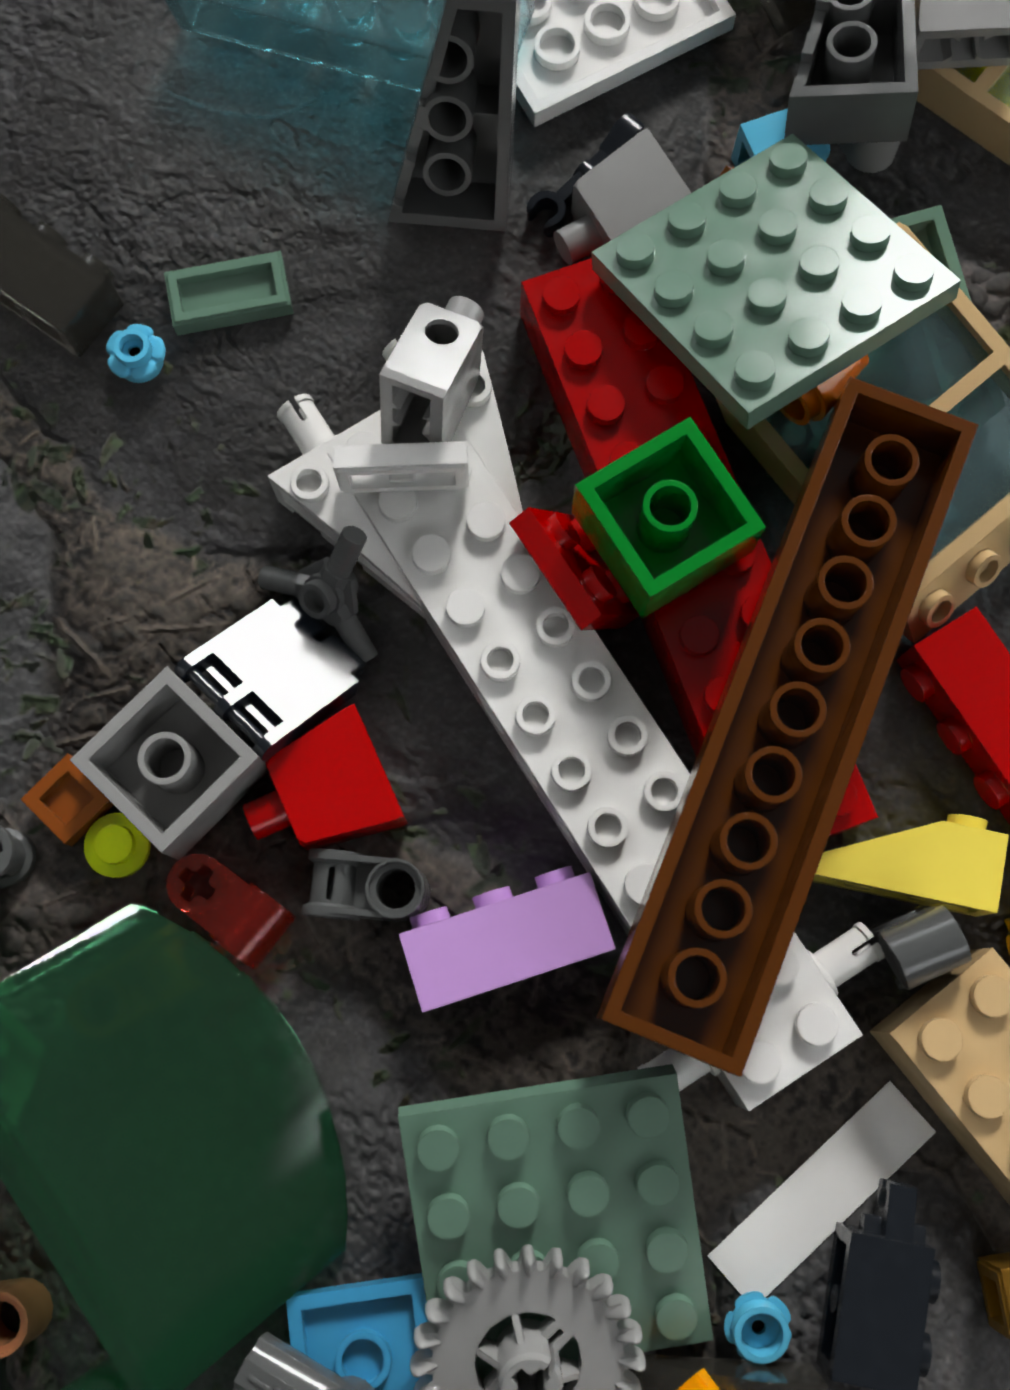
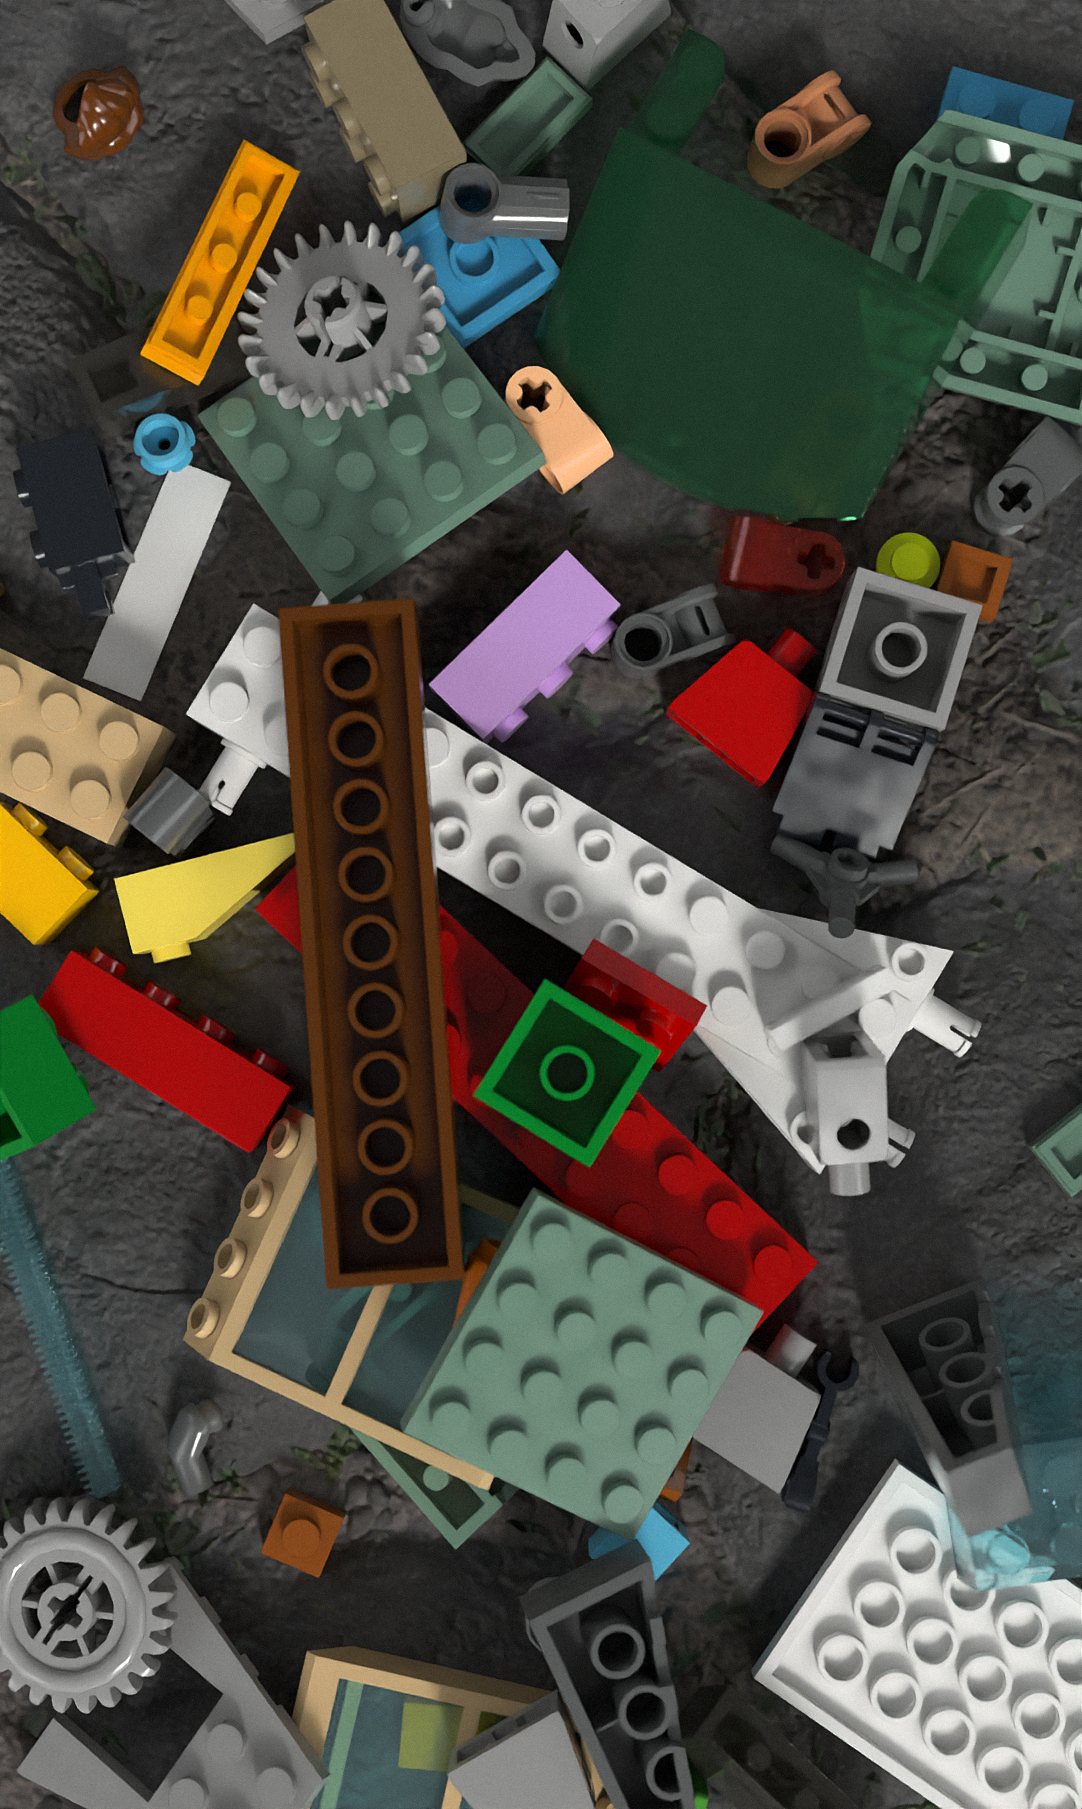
camera: 155 degrees right, 10 degrees up
(366, 1133) = (562, 430): none -> light nougat piece

